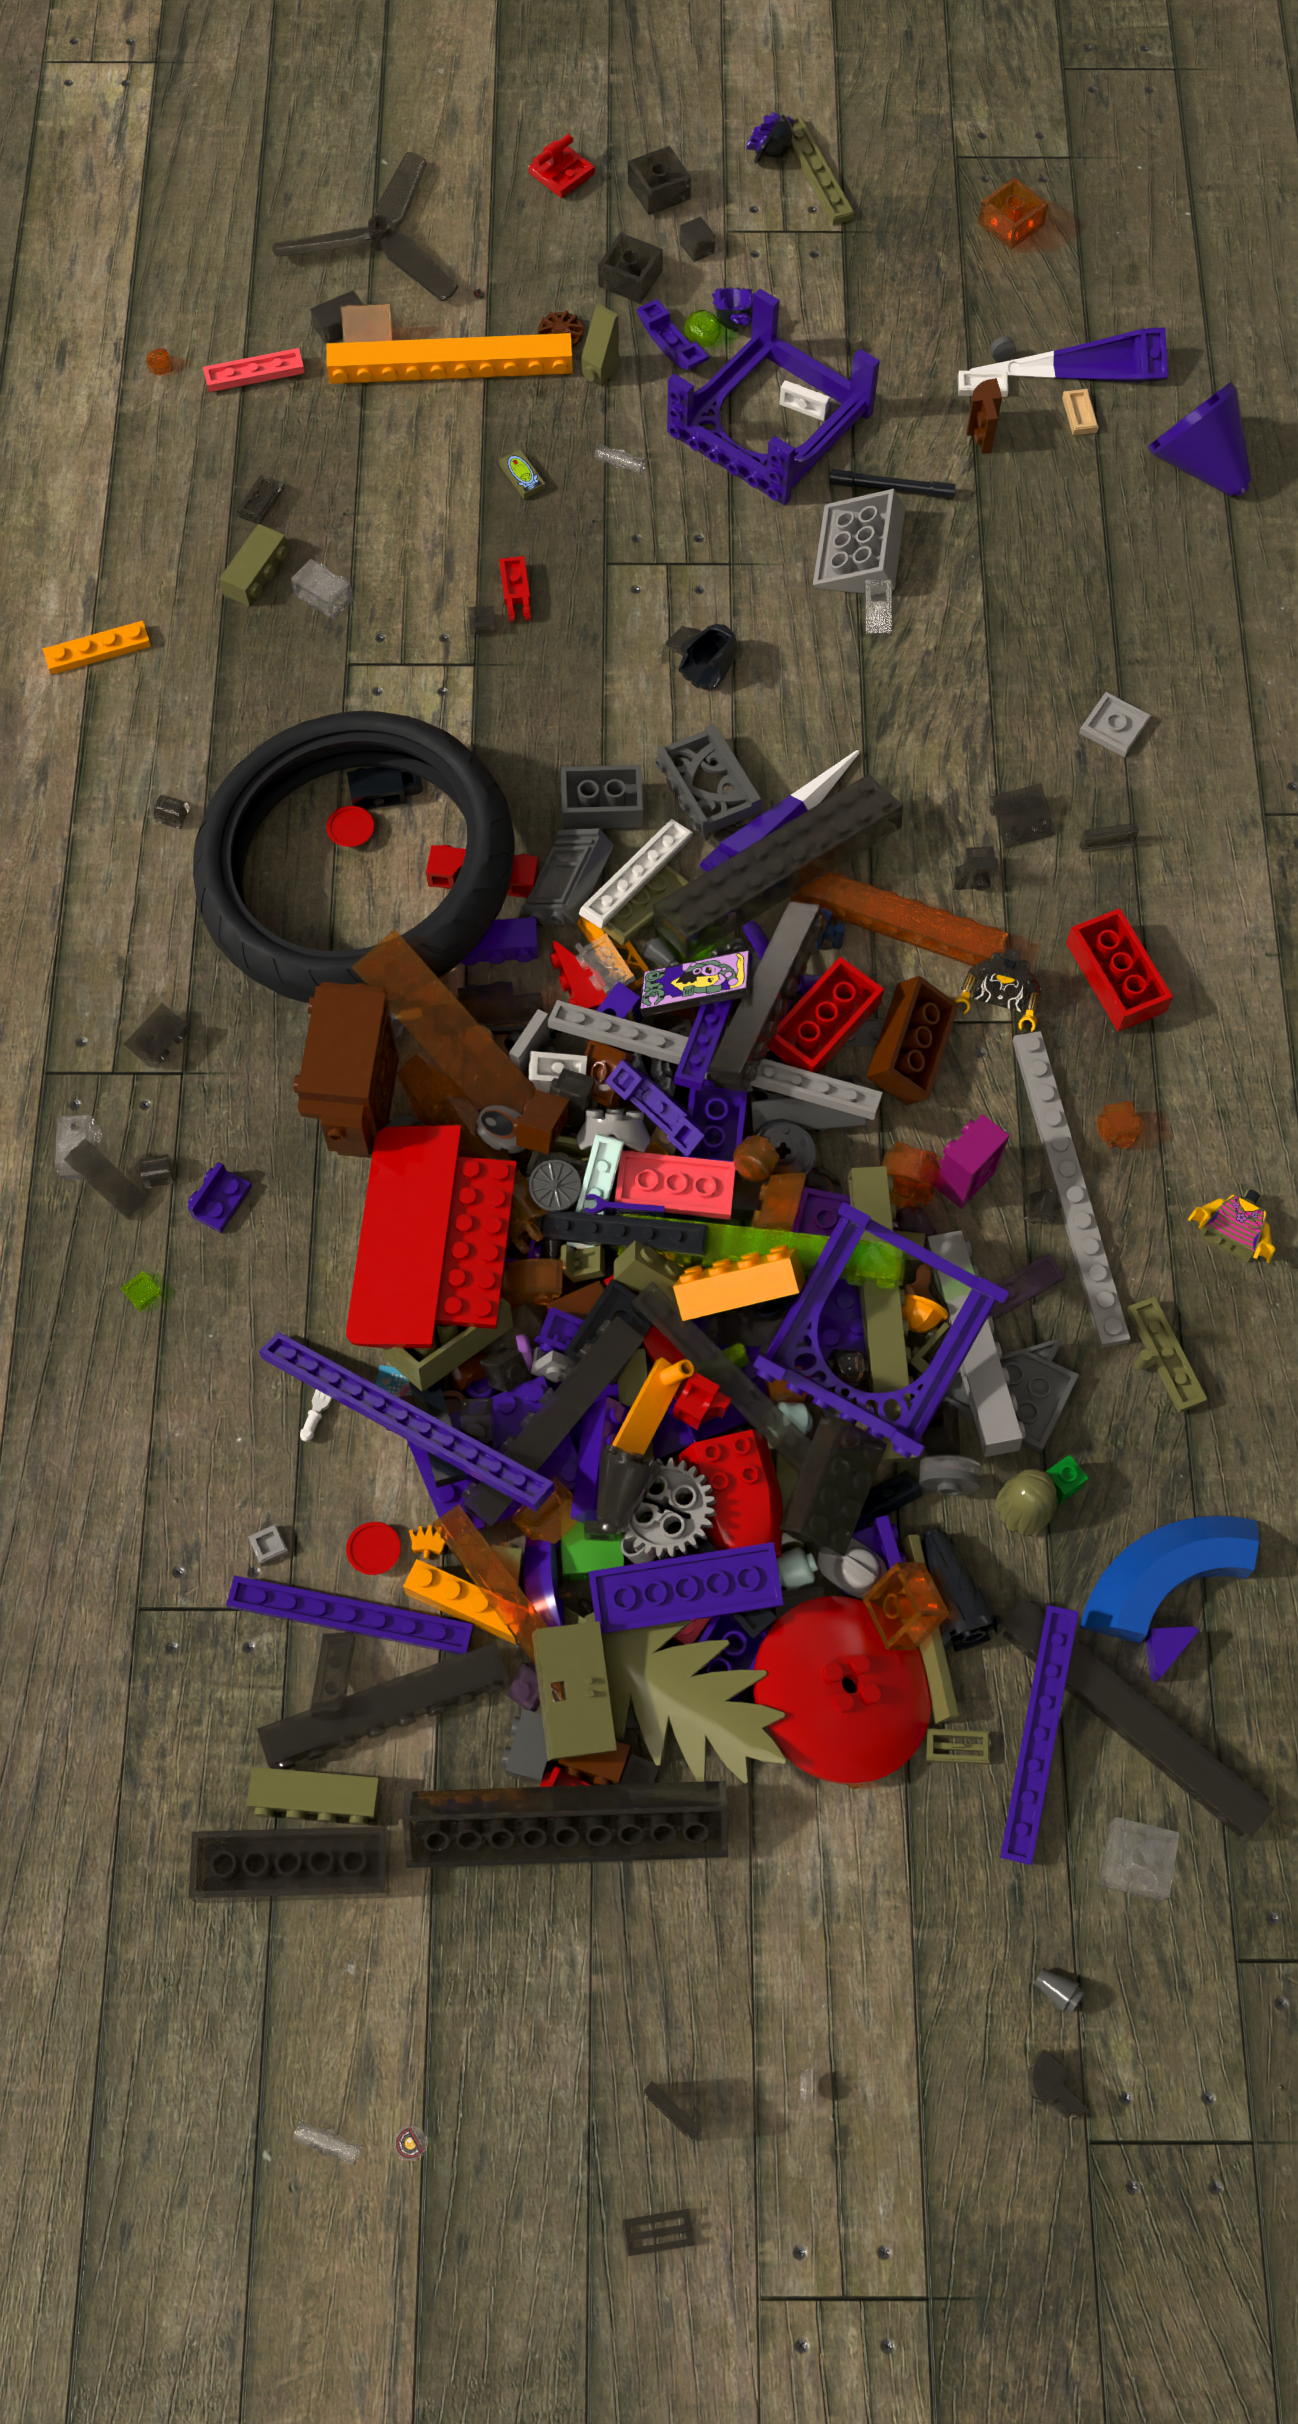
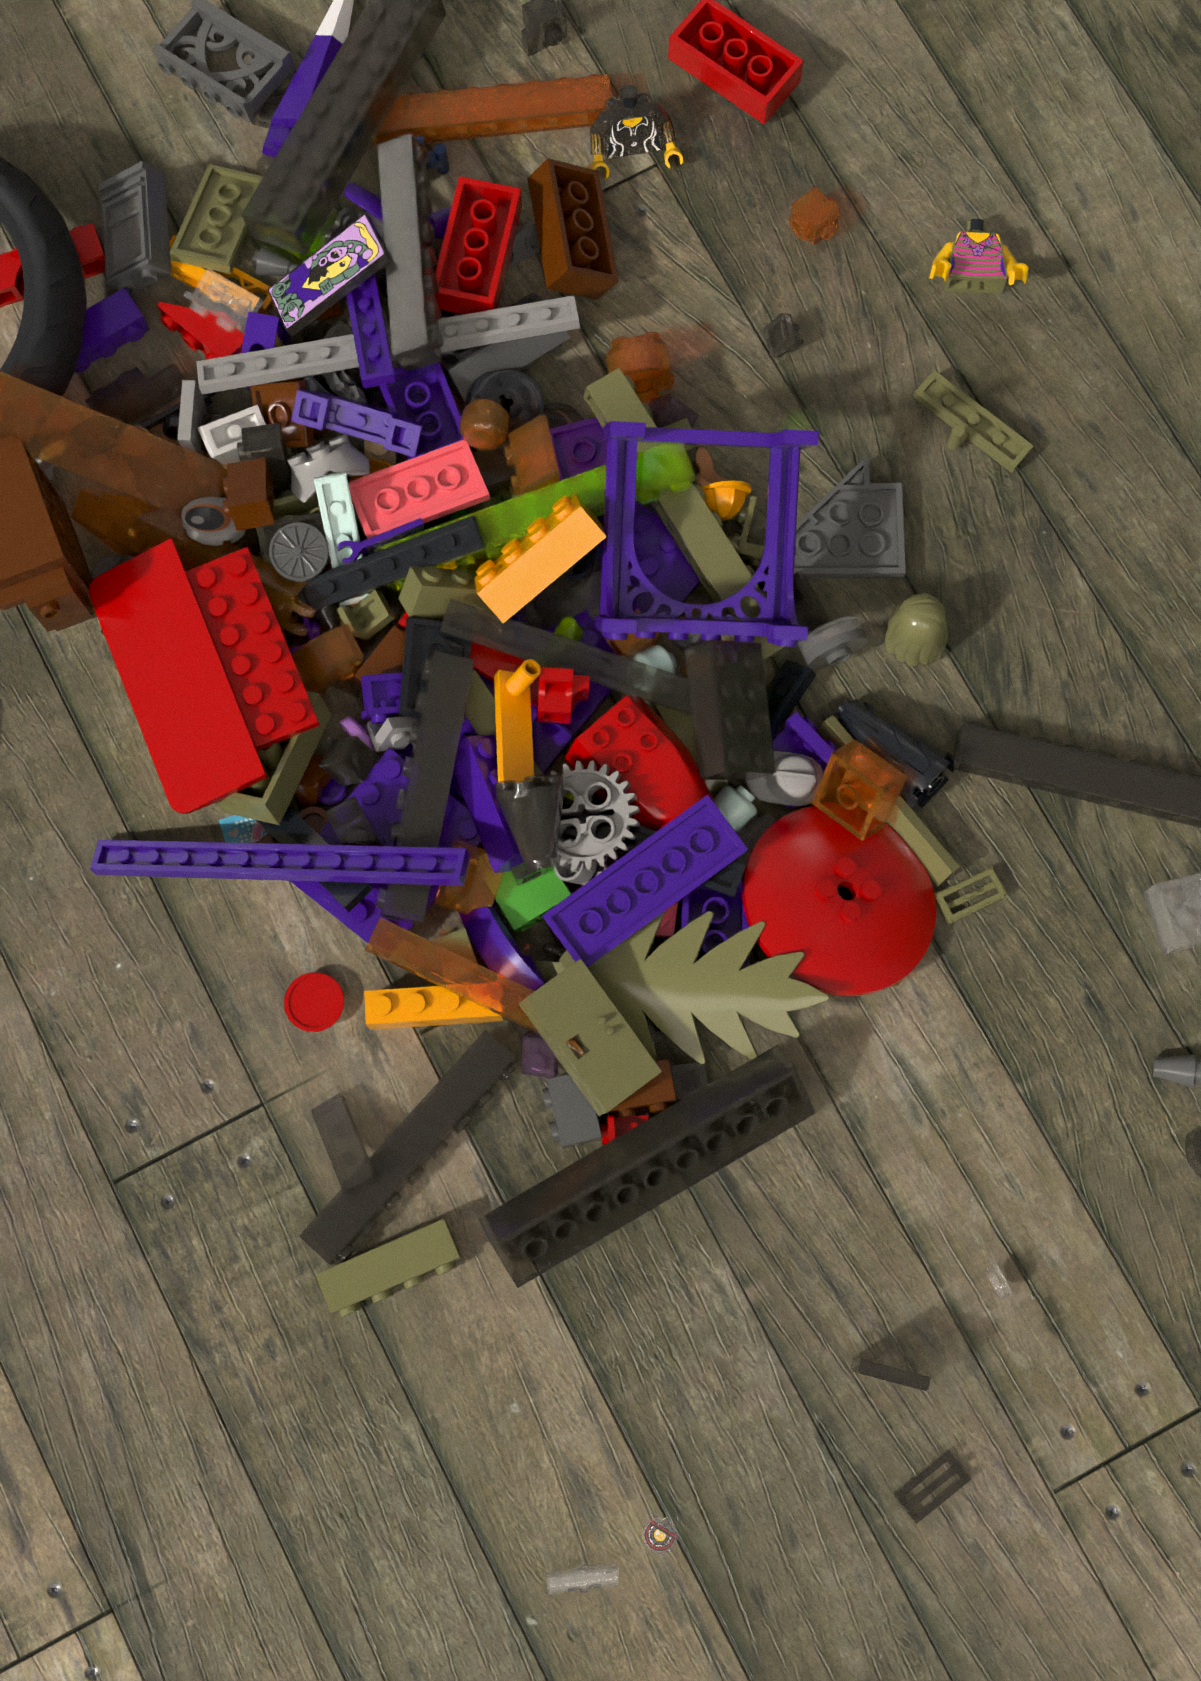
camera: 25 degrees left, 10 degrees up
(268, 1544) = (207, 1053): light grey tile -> none
(289, 1864) = (402, 1346): clear smoke brick -> none
(320, 1403) = (180, 888): white piece -> none
(350, 1615) = (326, 1079): dark purple plate -> none
(427, 1543) = (363, 968): light orange piece -> none
(602, 797) = (123, 128): dark grey brick -> none
(635, 874) = (203, 192): white tile -> none
(848, 1365) = (683, 585): clear smoke head -> none
(971, 1160) = (693, 321): magenta brick -> none
(981, 1371) = (818, 531): light grey brick -> none
(1027, 1284) = (810, 409): tile -> none
(1039, 1735) = (1043, 844): dark purple plate -> none
(1067, 1478) = (944, 586): green brick -> none
(1071, 1190) = (796, 299): light grey plate -> none
(1161, 1563) = (1067, 626): blue brick -> none
(1165, 1646) = (1114, 703): dark purple slope -> none

